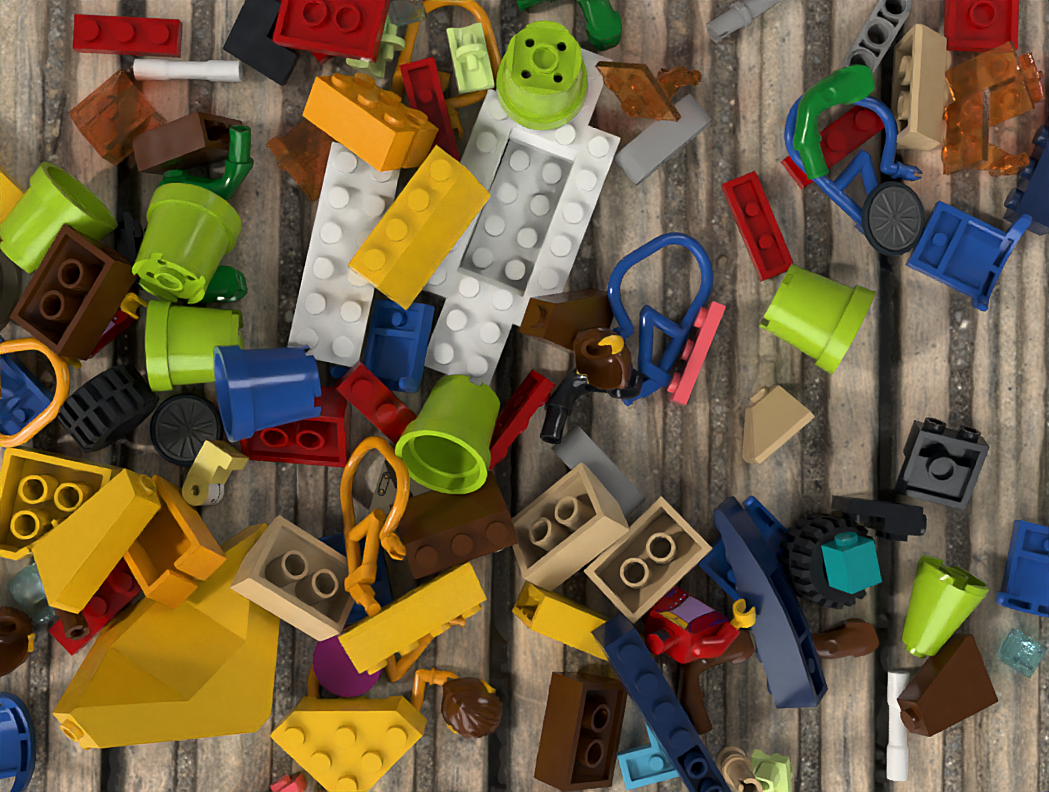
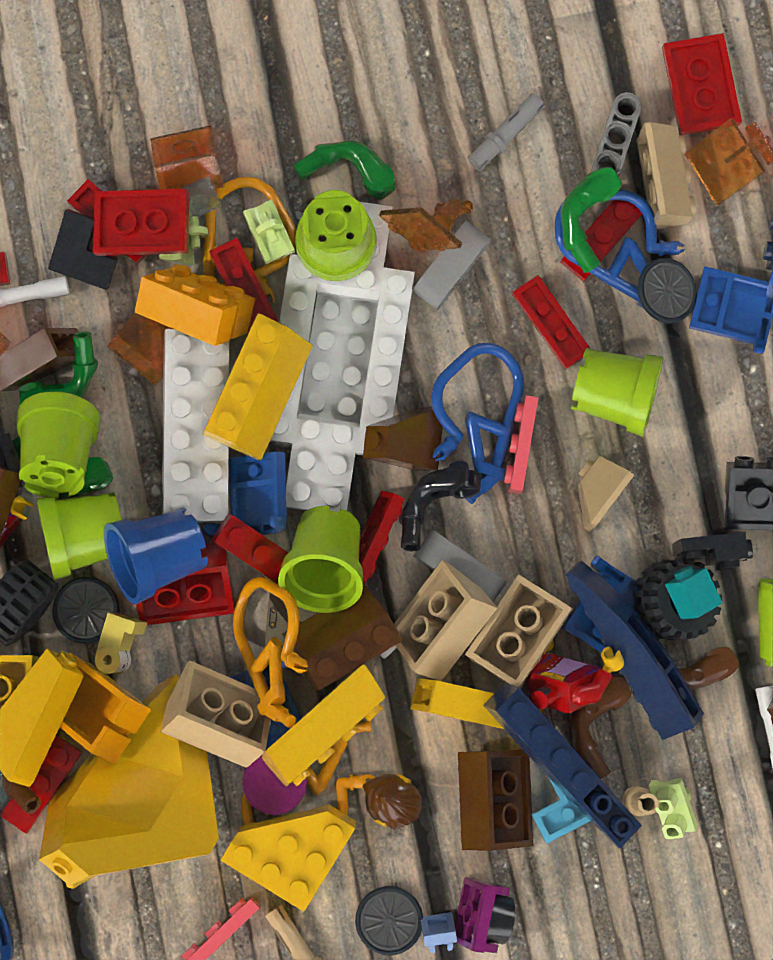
camera: 10 degrees left, 5 degrees down
(602, 358) = (440, 464): reddish brown hair -> none
(968, 139) = (714, 211): clear orange plate -> none

